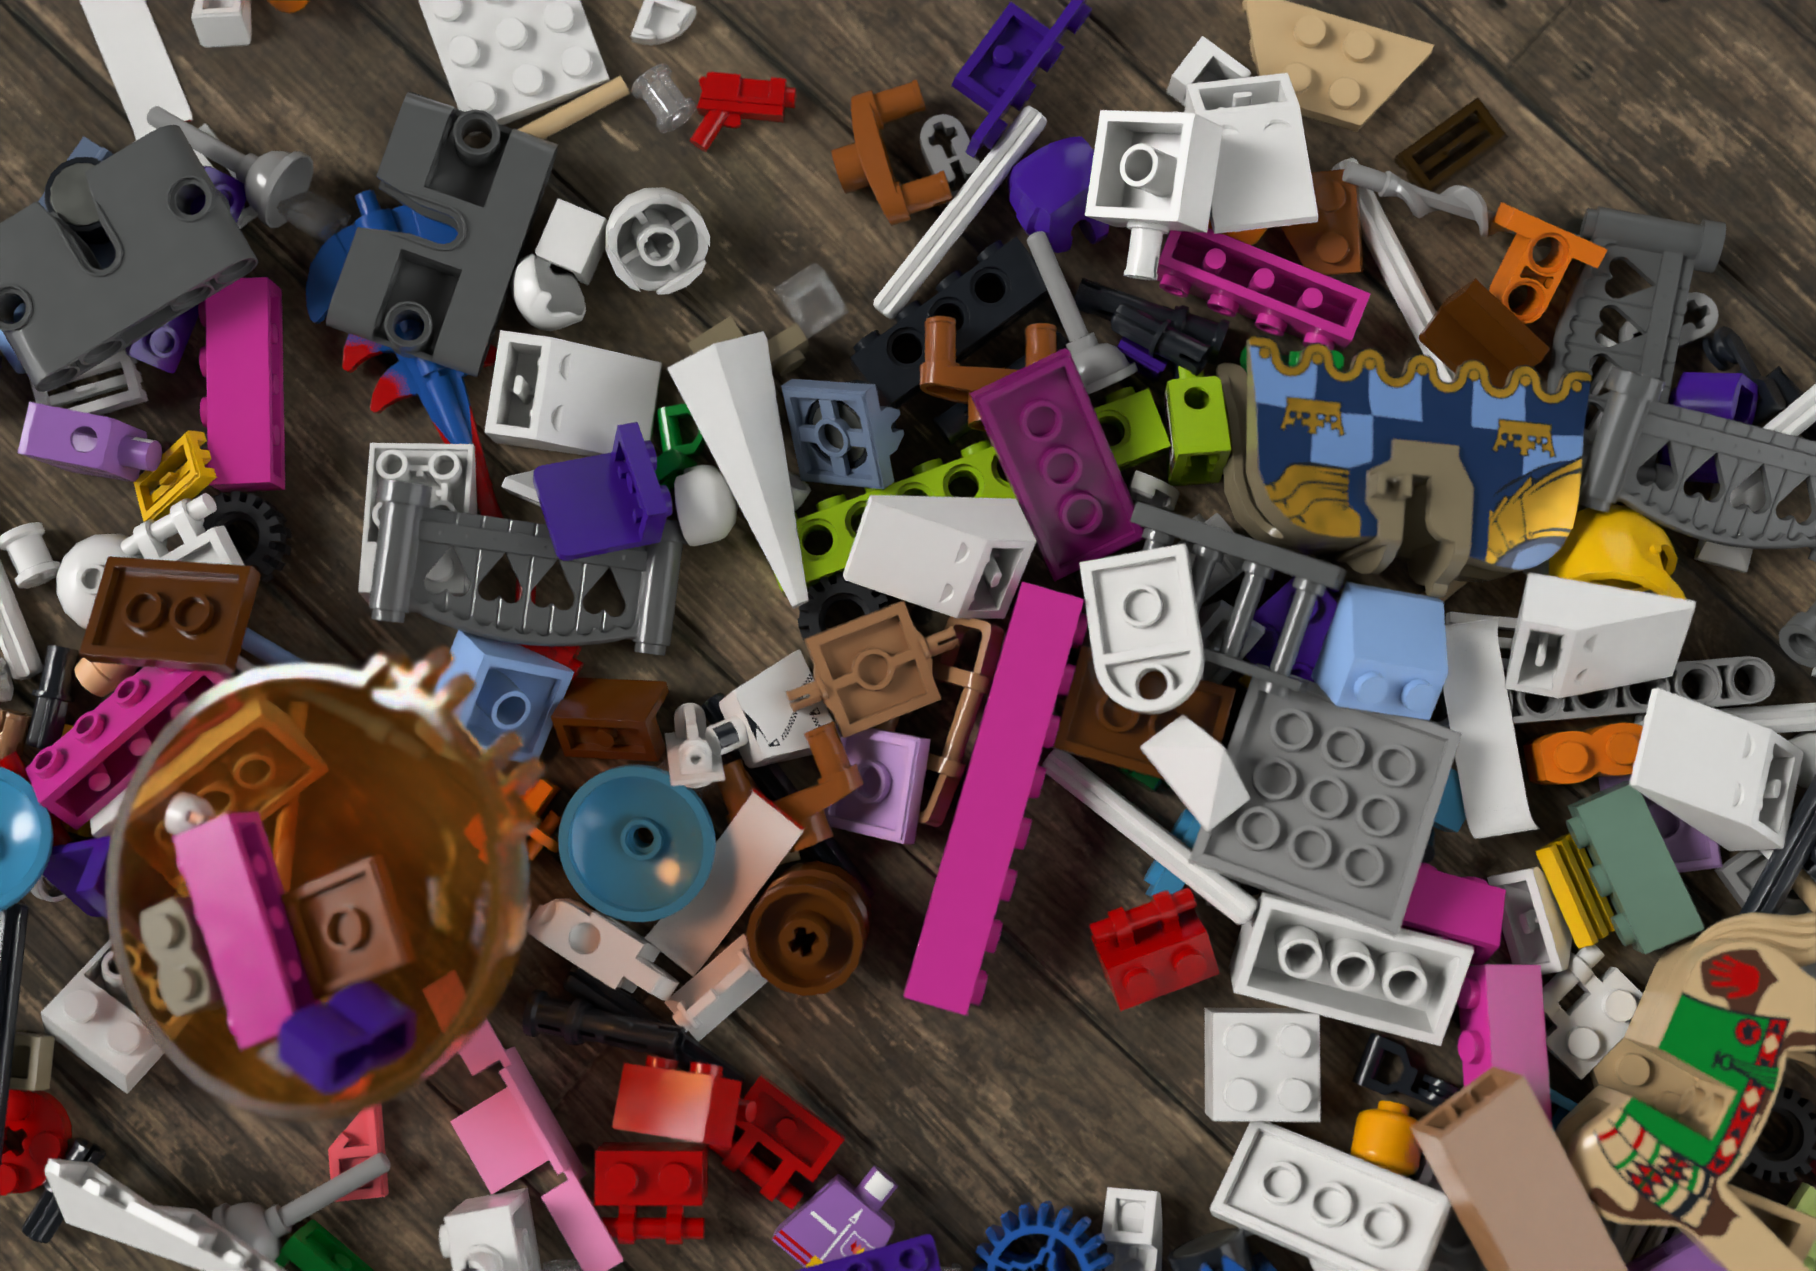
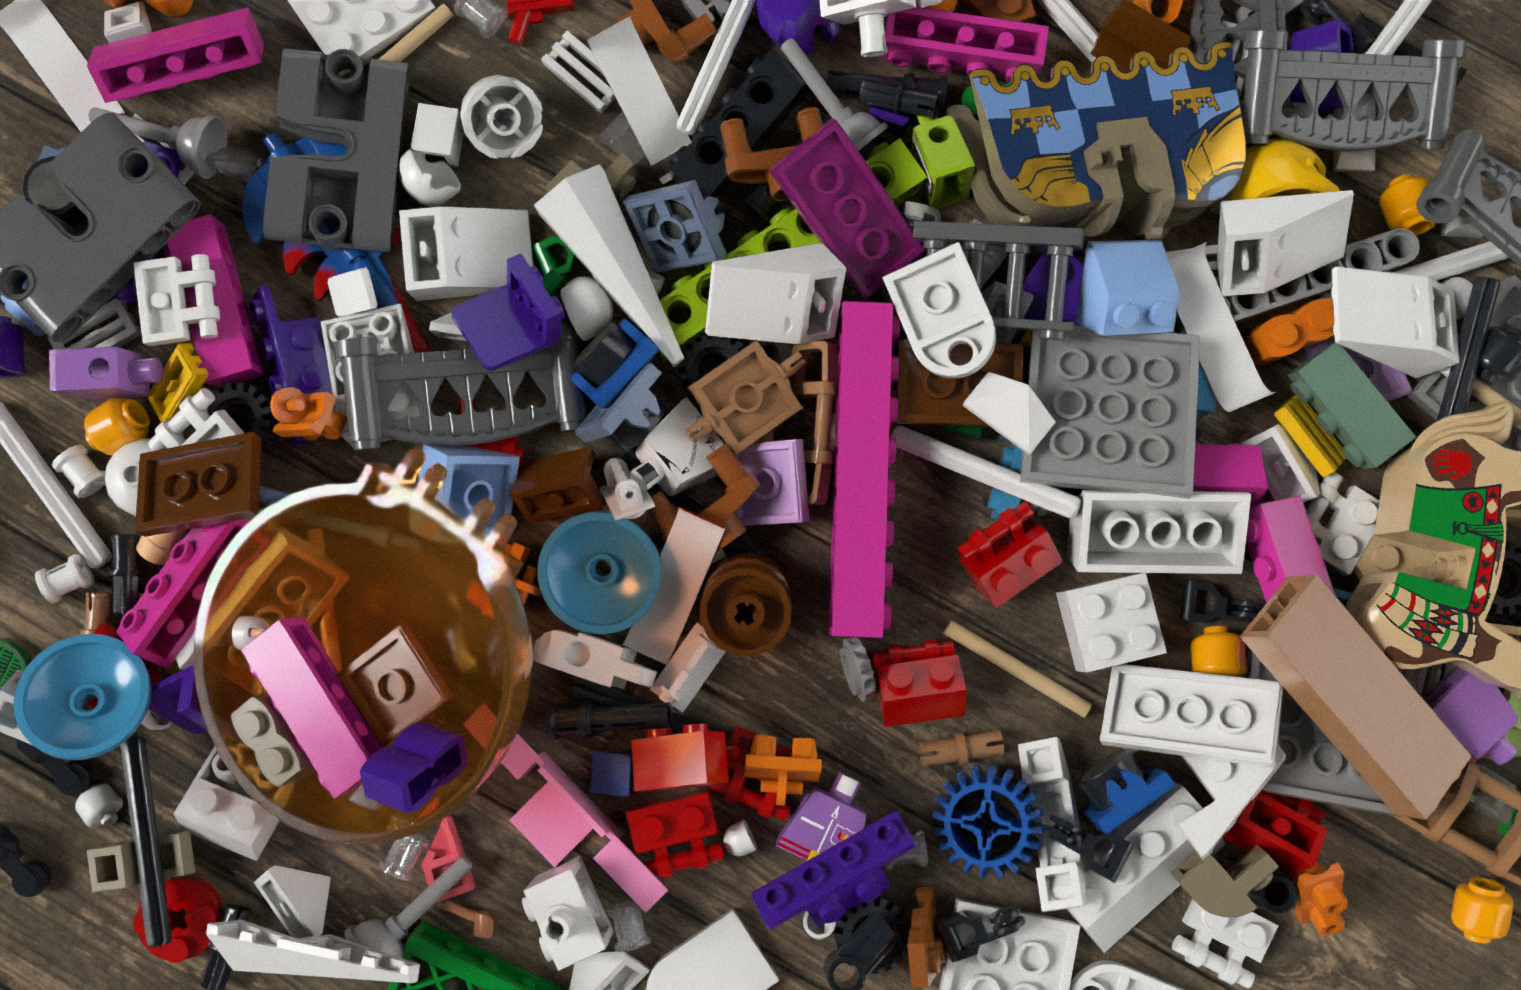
camera: 20 degrees left, 0 degrees up
(87, 508) = (116, 424): none -> light orange head
(164, 1154) = (296, 899): none -> white slope
(183, 374) = (163, 301): none -> white plate
(273, 65) = (176, 55): none -> dark pink brick
(307, 1137) = (404, 856): none -> clear bush
(323, 559) = (306, 414): none -> orange hips
(328, 484) = (293, 351): none -> dark purple bracket
(389, 1239) = (485, 921): none -> nougat hand
(417, 416) = (352, 292): none -> white slope
(591, 1095) = (612, 773): none -> blue slope
(716, 584) = (612, 362): none -> piece
(719, 648) = (628, 416): none -> sand blue piece
(729, 1218) = (739, 839): none -> white hinge
(751, 169) = (560, 50): none -> white tile
(782, 1134) = (799, 767): none -> orange hips
(836, 251) = (639, 91): none -> white sticker
(928, 1044) = (857, 669): none -> light grey gear
(1002, 1079) = (919, 683): none -> red brick
(1034, 1175) = (961, 748): none -> medium nougat pin
(1131, 1092) = (1017, 668): none -> tan bar
(1763, 621) = (1399, 204): none -> light orange head

